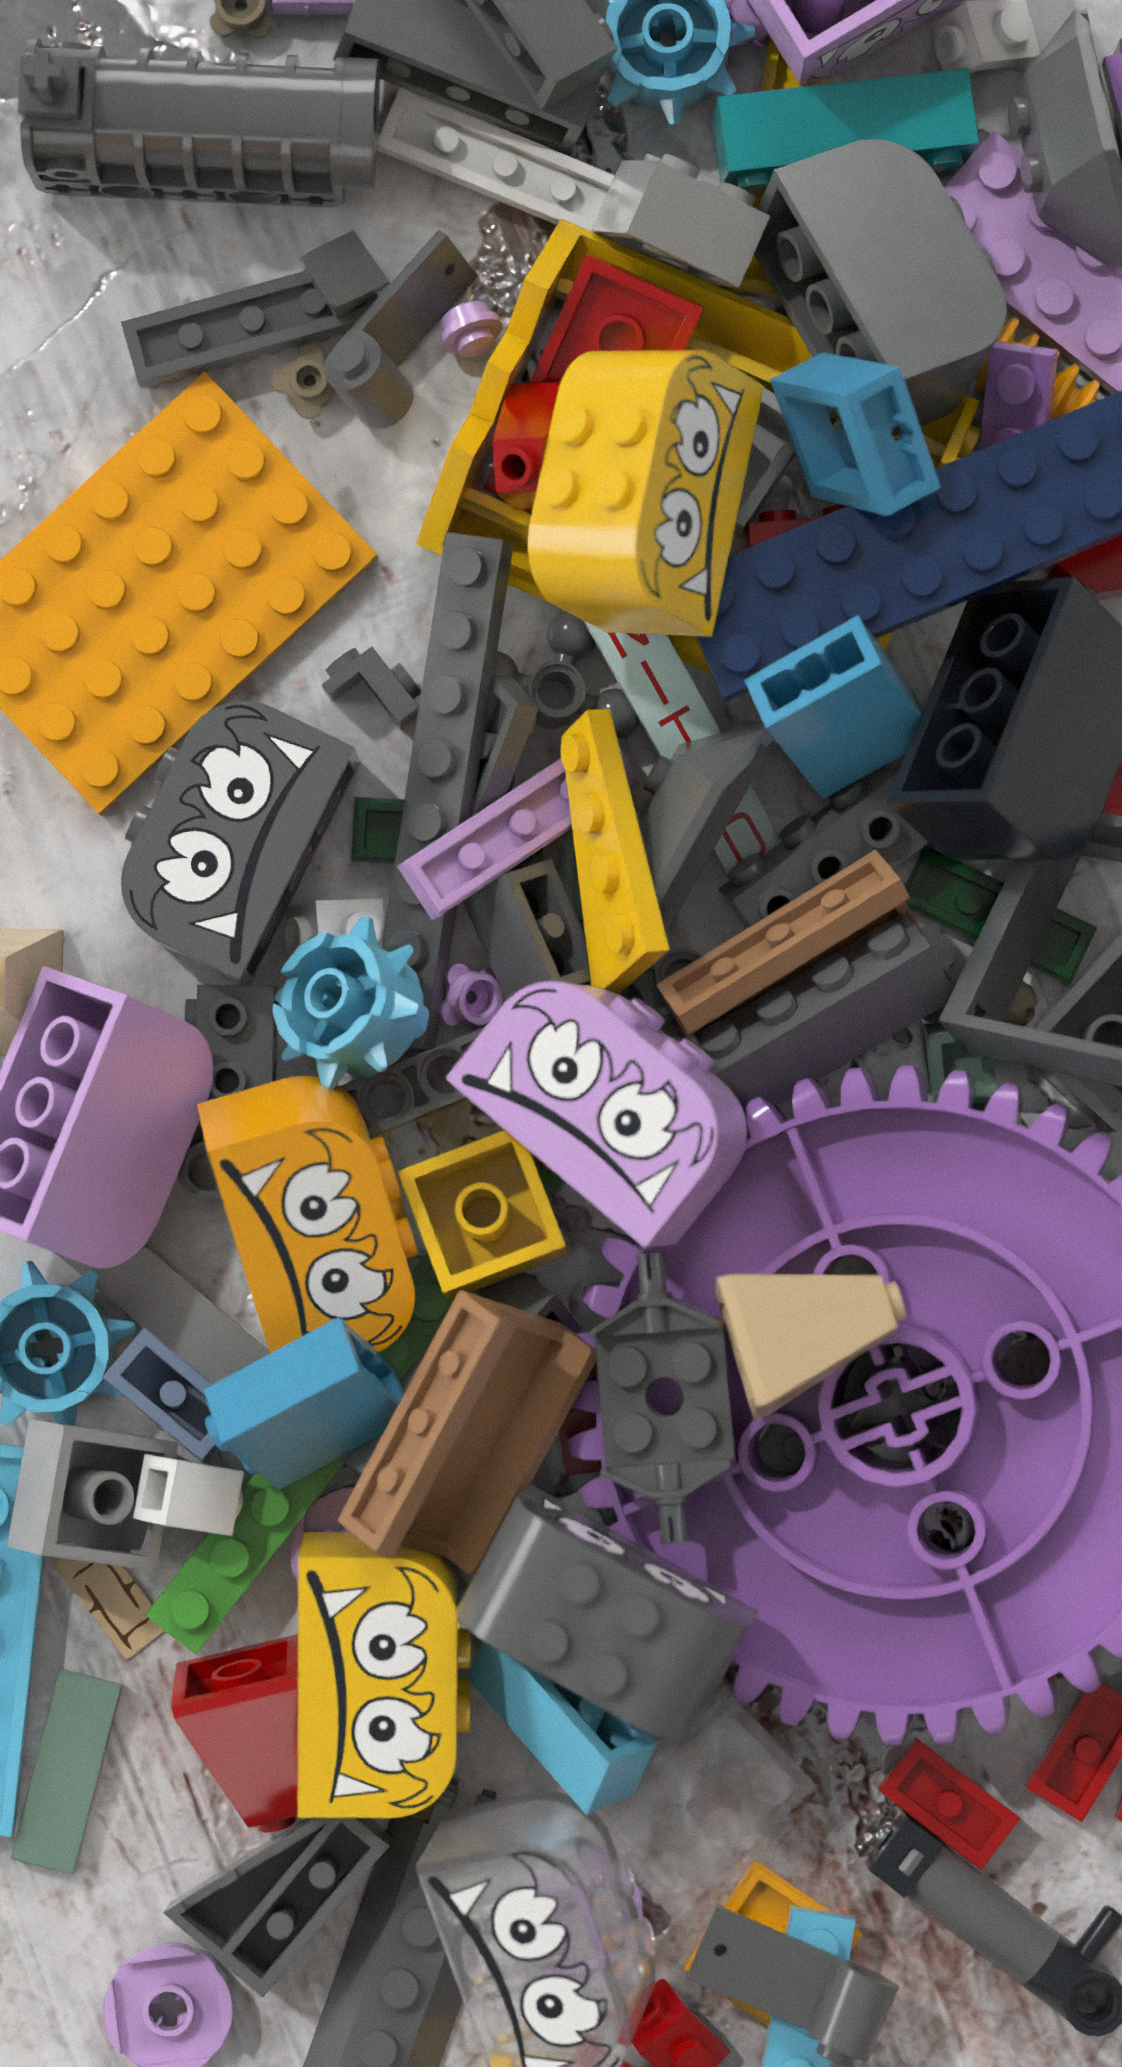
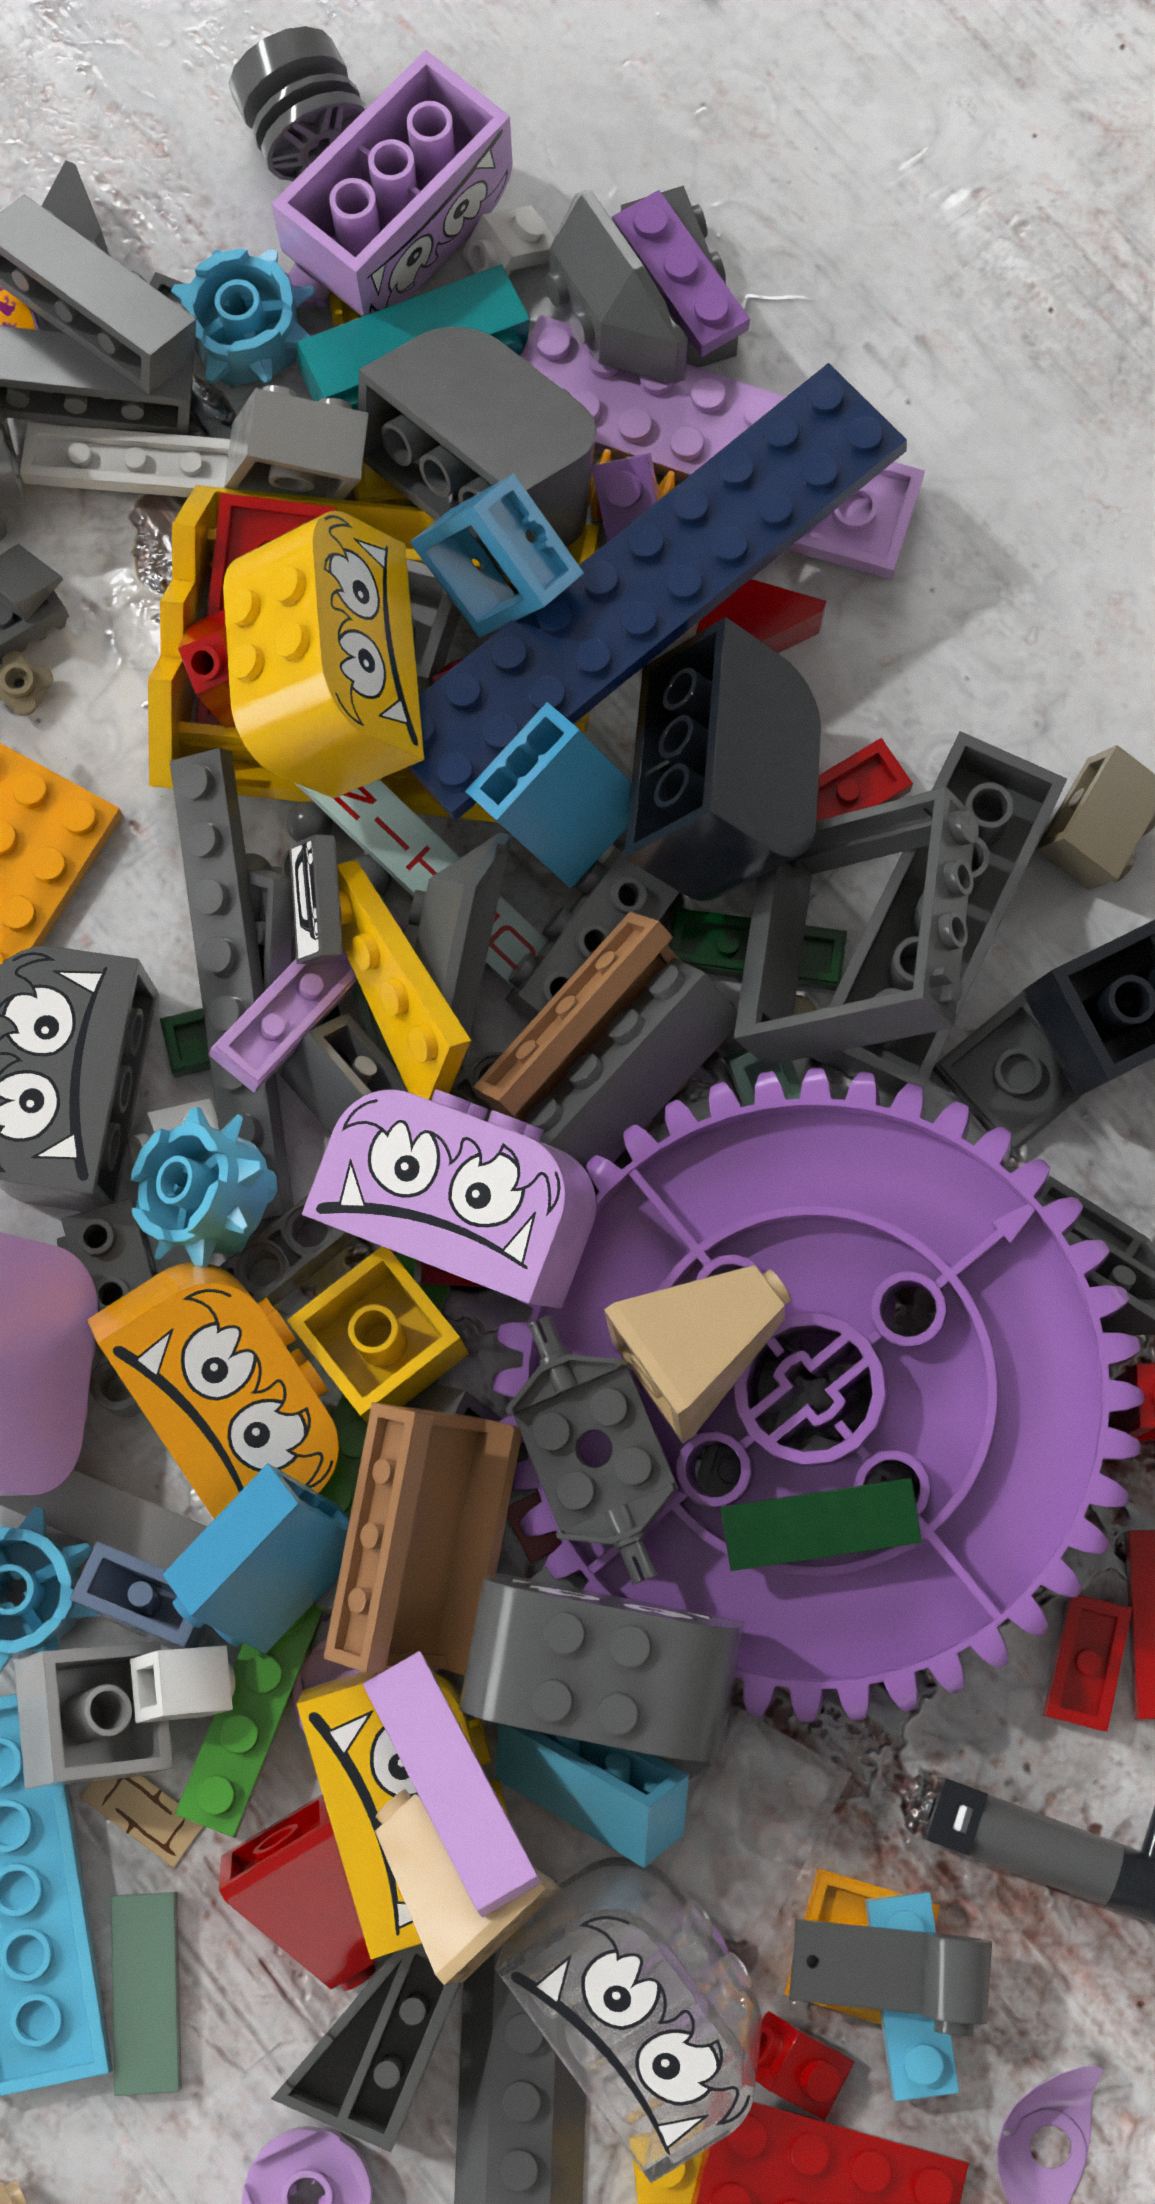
camera: 15 degrees left, 10 degrees down
(368, 356) = (71, 626): dark grey door -> none
(391, 687) = (163, 914): dark grey bracket -> none
(403, 1775) = (437, 1901): none -> tan slope
(427, 1685) = (452, 1784): none -> lavender tile
(470, 329) = (141, 599): lavender plate -> none
(486, 996) = (299, 1149): lavender plate -> none
(555, 740) = (316, 899): none -> tile
(864, 1544) = (821, 1524): none -> dark green tile
(948, 1803) = (978, 1754): red plate -> none

